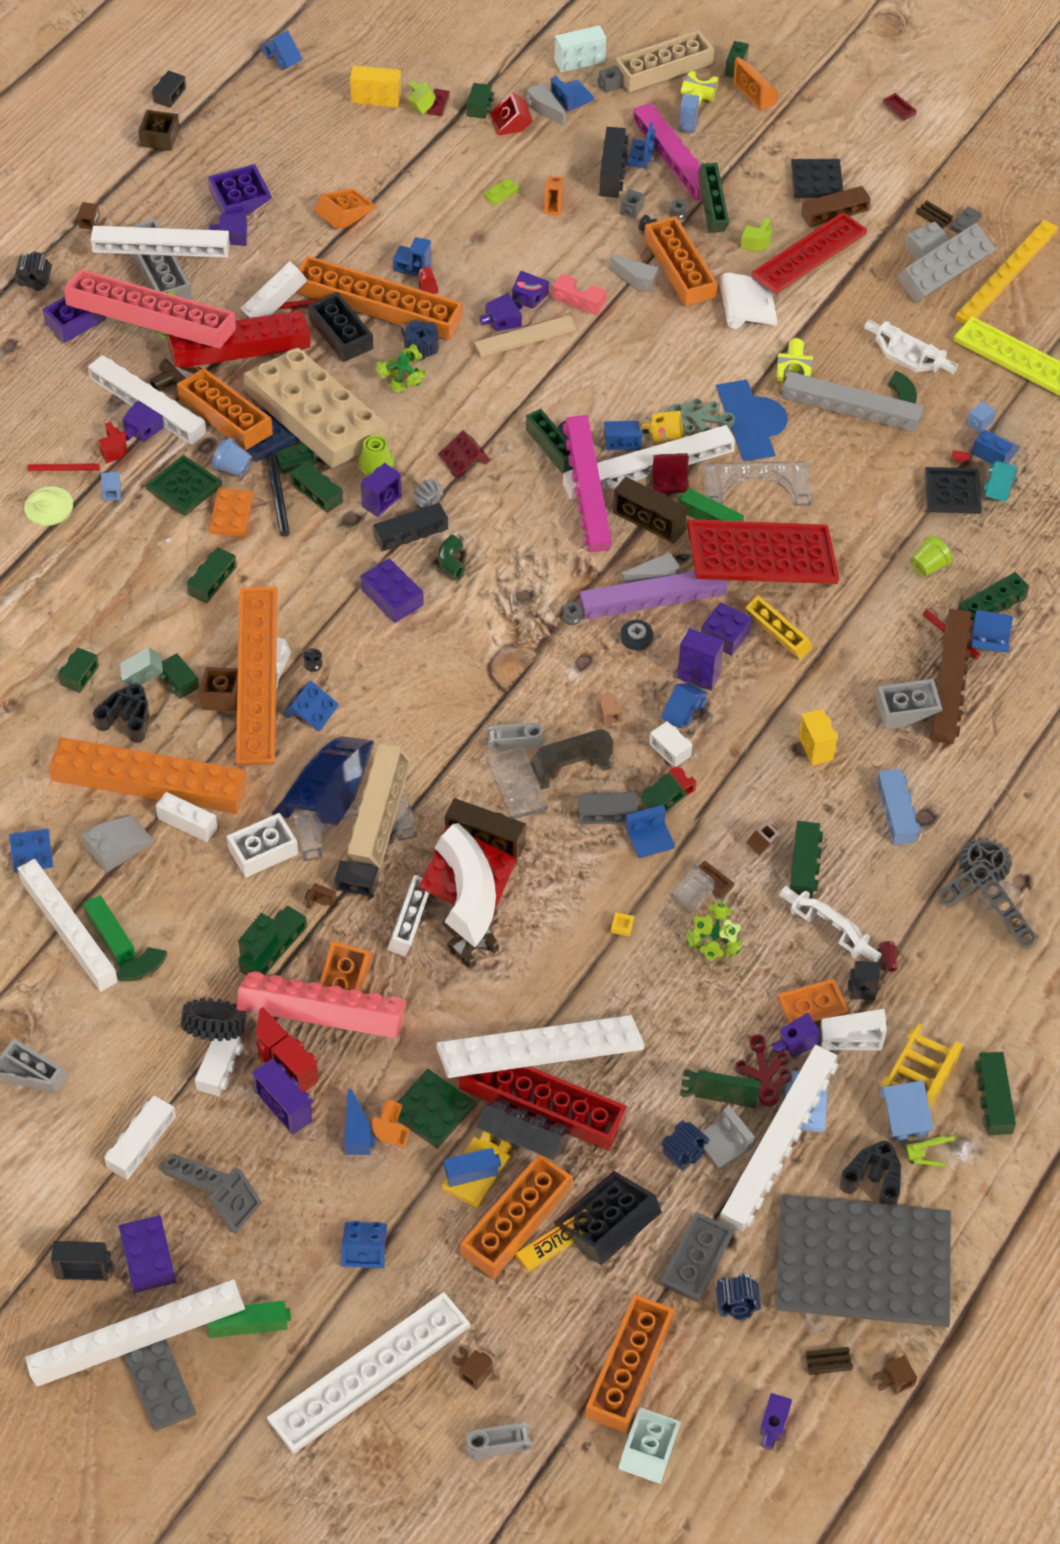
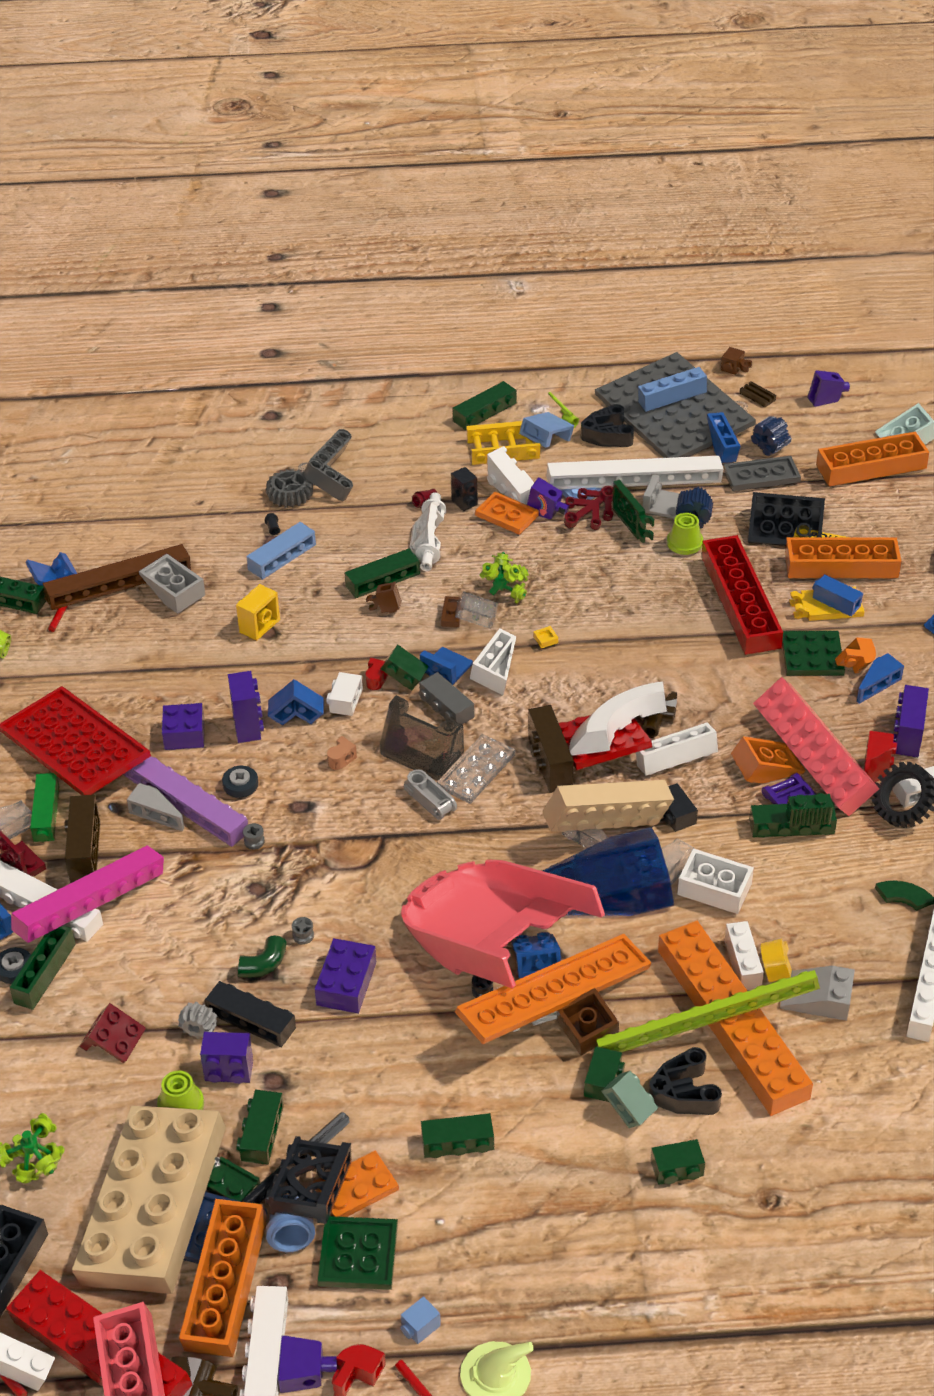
camera: 125 degrees left, 10 degrees down
(30, 846) = (892, 1050): blue bracket -> none
(109, 929) = (903, 932): green brick -> none
(147, 742) = (711, 1013): none -> lime plate
(163, 825) = (776, 960): none -> yellow brick
(250, 457) = (309, 1204): none -> black fence
(295, 962) = (799, 787): none -> dark purple plate
(296, 1061) = (879, 718): red brick -> none
(321, 894) = (717, 821): reddish brown bracket -> none
(366, 674) = (480, 908): none -> coral windscreen
(456, 593) = (298, 926): none -> dark grey wheel
(524, 1128) = (781, 582): black brick -> none
(539, 1046) = (708, 608): white plate -> none
(616, 862) = (494, 662): none -> white wedge
(656, 1115) = (685, 535): none -> lime piece
(768, 1249) = (723, 438): none -> blue slope
(779, 627) = (154, 692): yellow brick -> none
(874, 1253) = (672, 389): none -> medium blue brick
(943, 823) = (272, 522): none -> black pin

